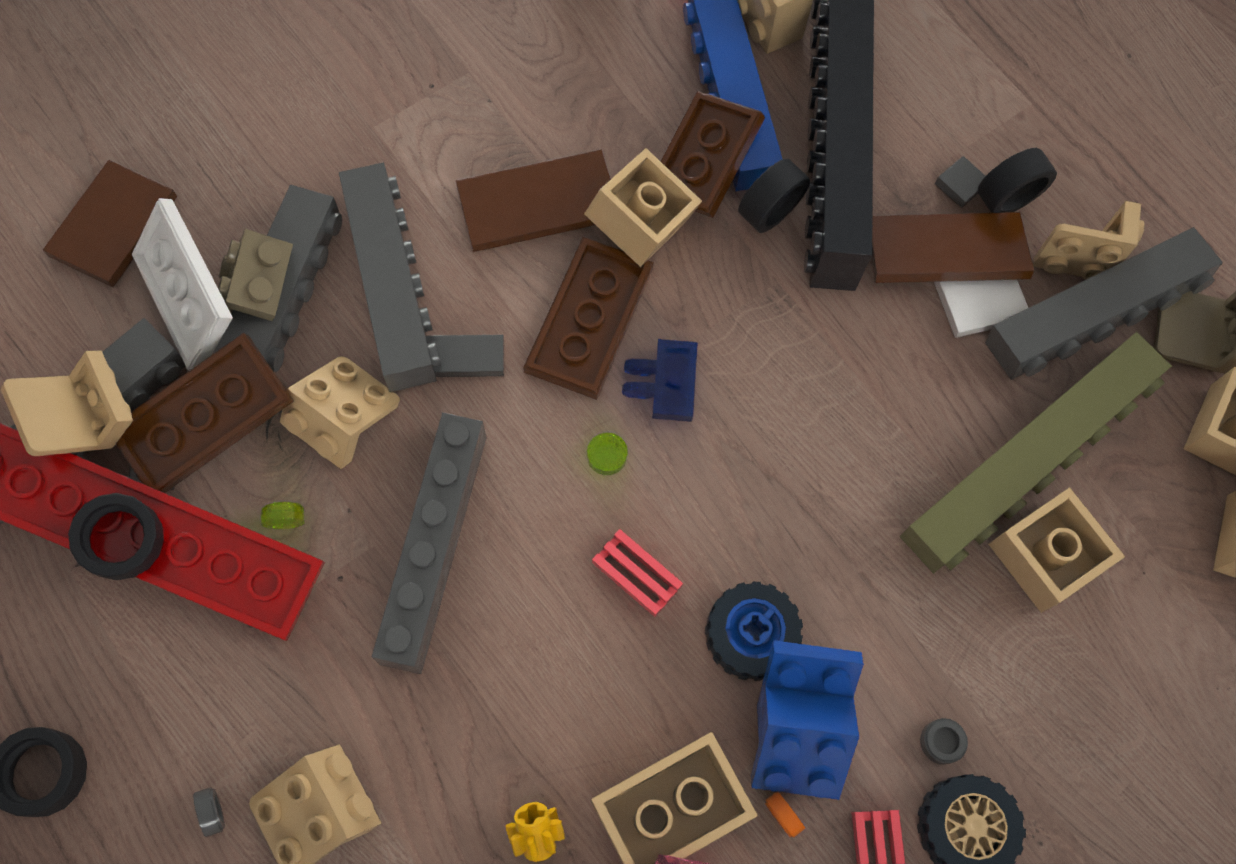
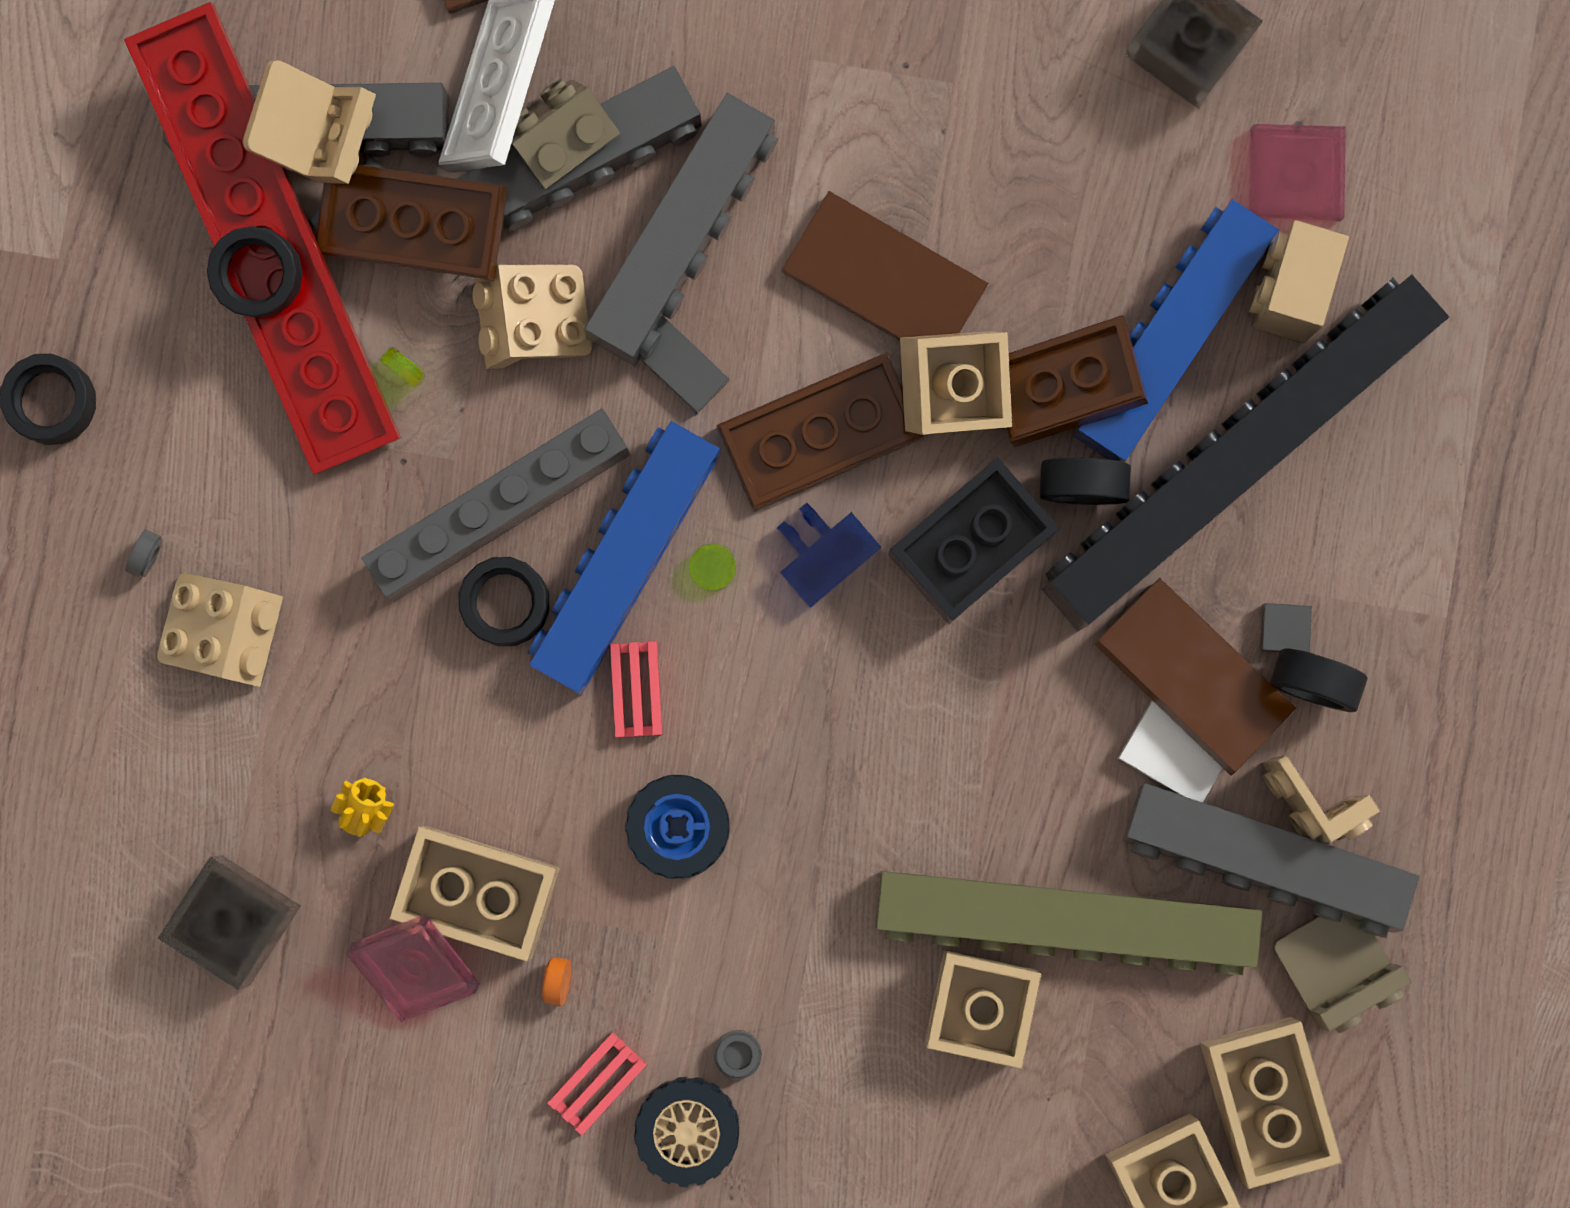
camera: 50 degrees right, 15 degrees up
(486, 568) = (502, 566): none -> black tyre
(549, 500) = (625, 557): none -> blue brick
(748, 287) = (973, 540): none -> black brick
(807, 720) = (641, 932): blue bracket -> none

